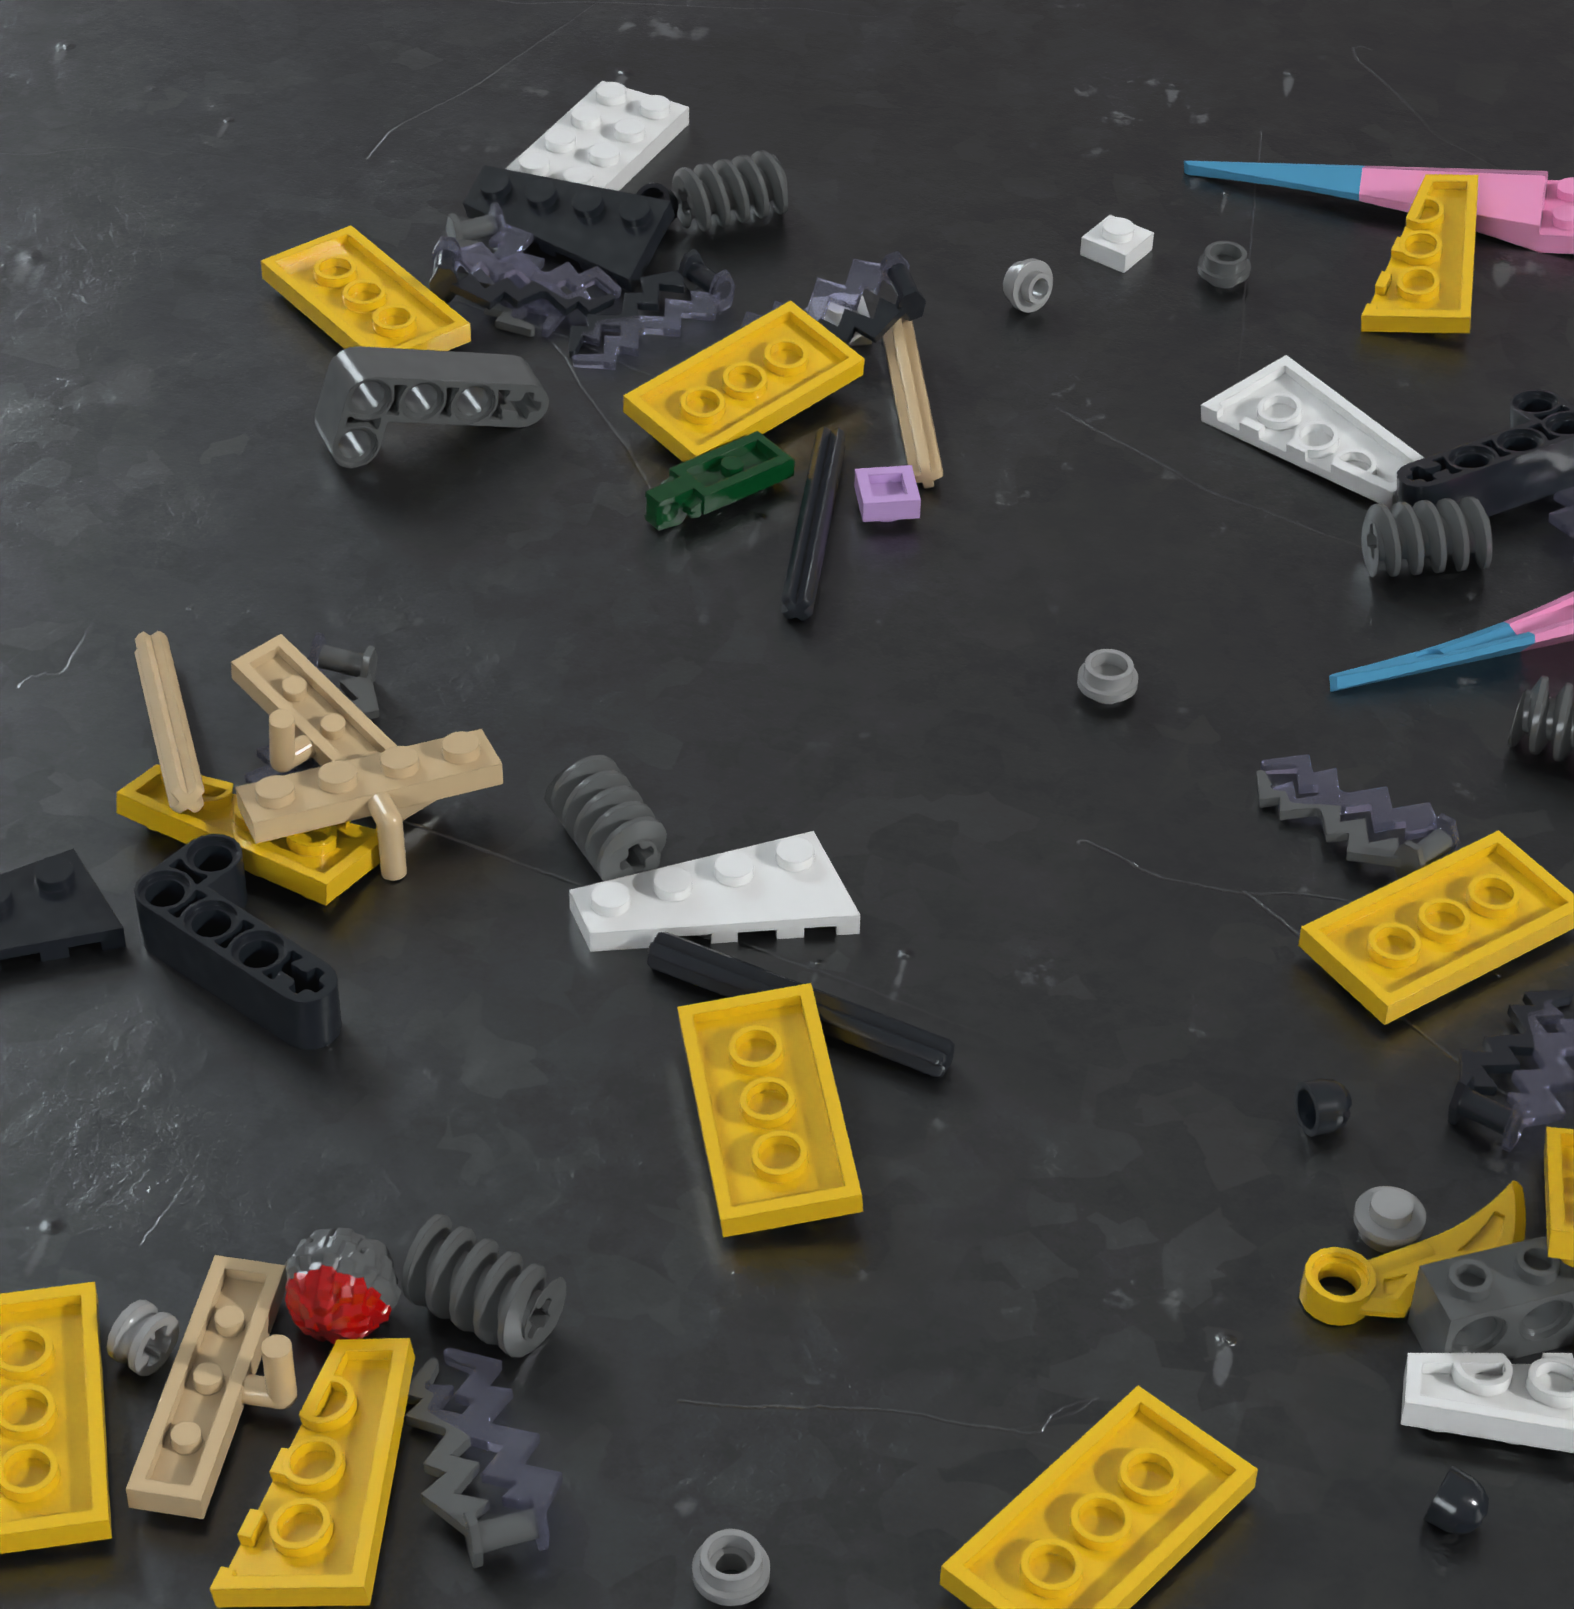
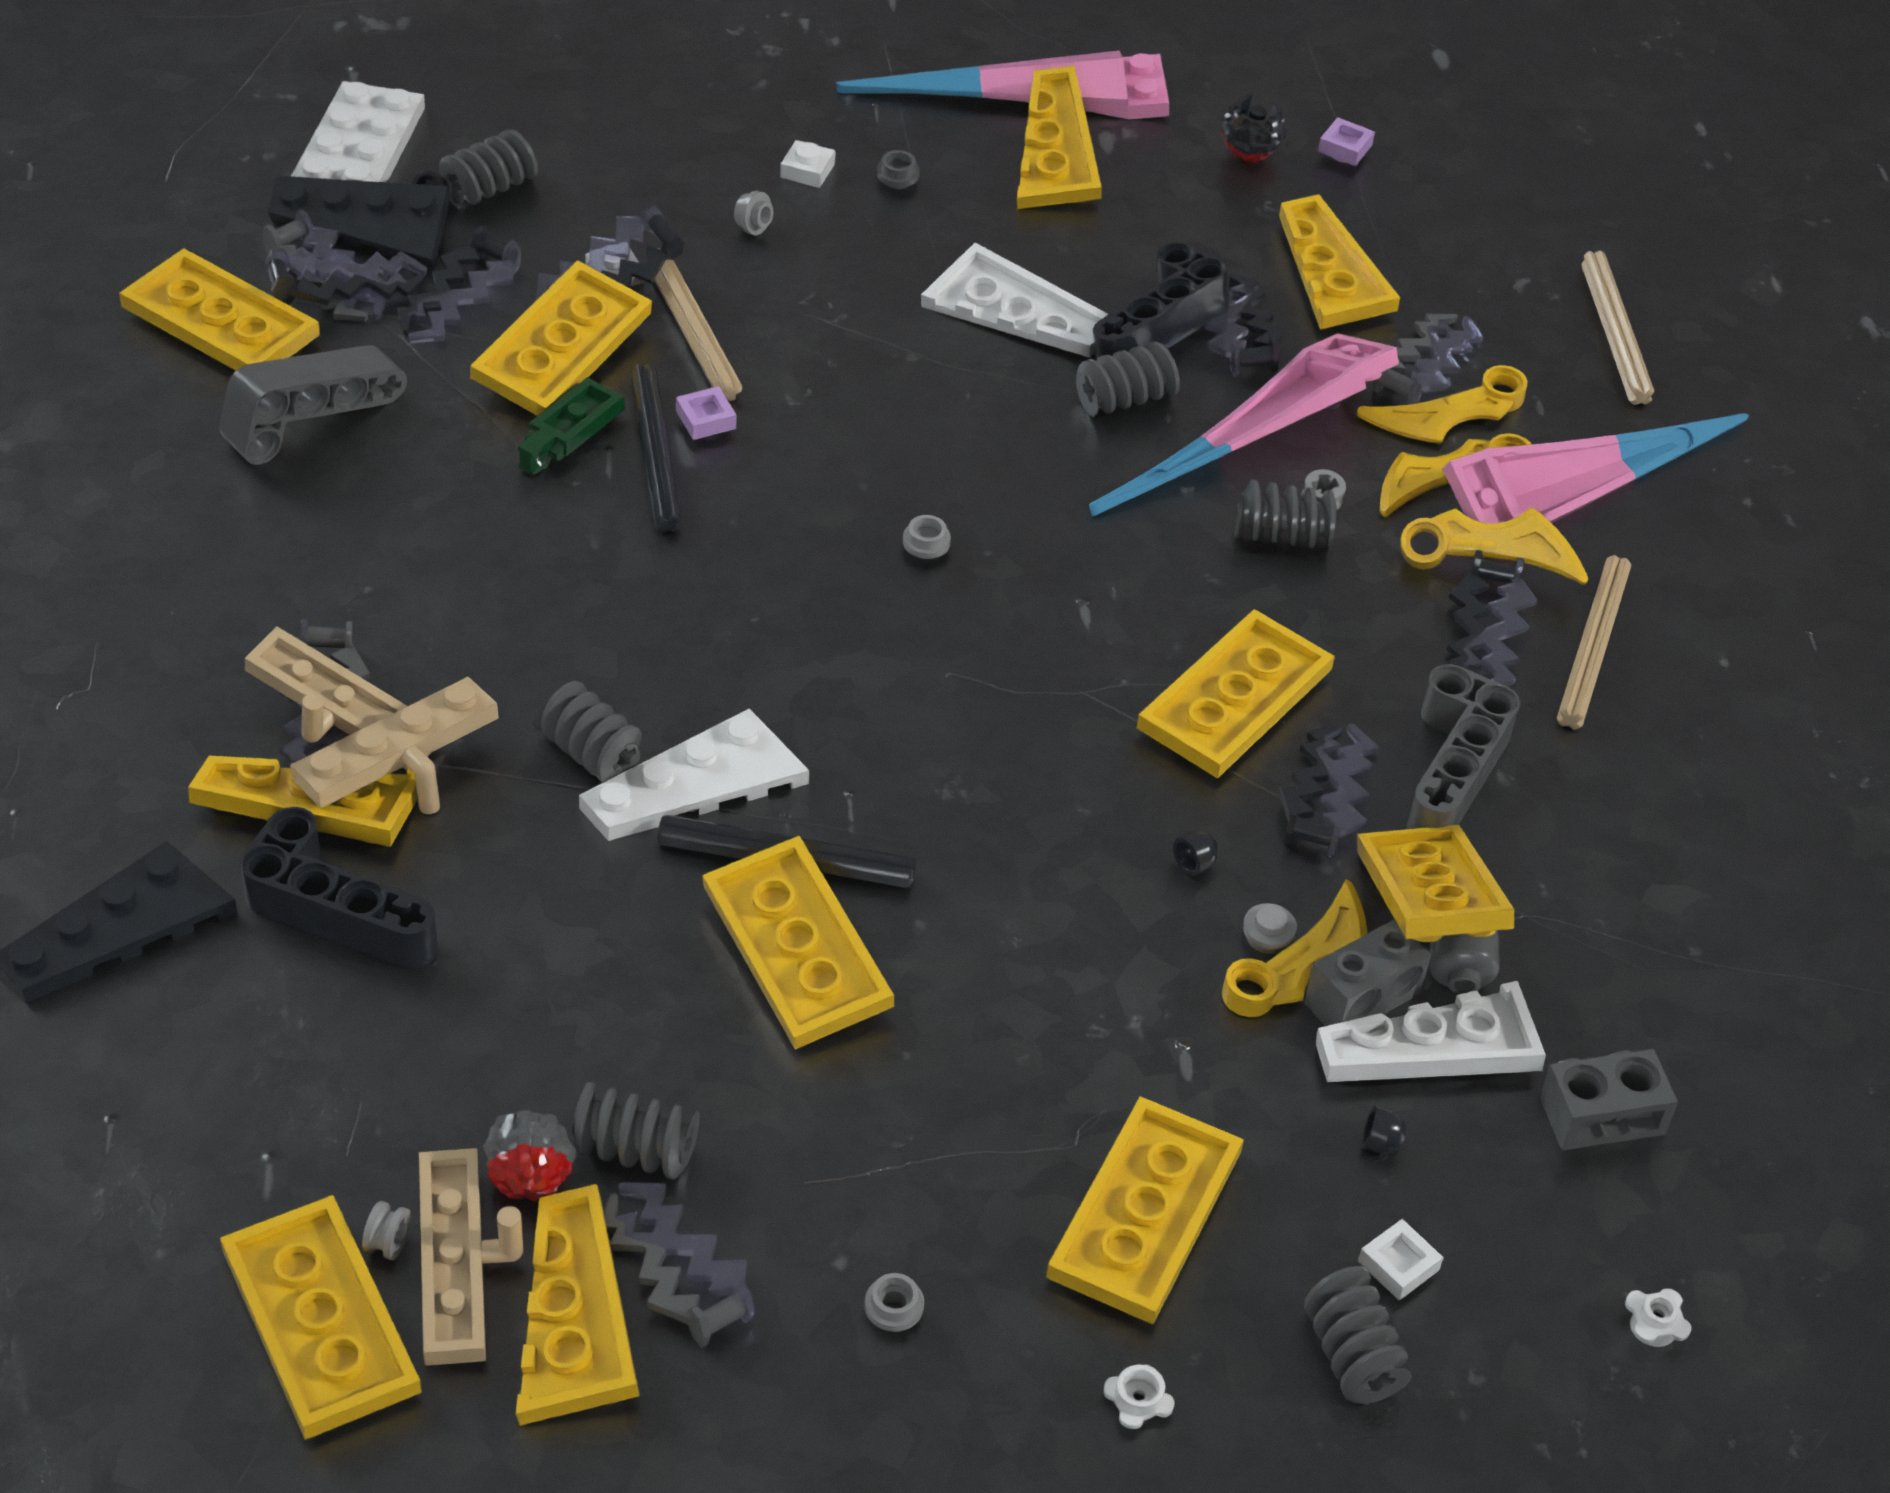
camera: 20 degrees left, 5 degrees up
(169, 723) = (206, 717): tan axle -> none
(1419, 819) = (1124, 609): piece -> none

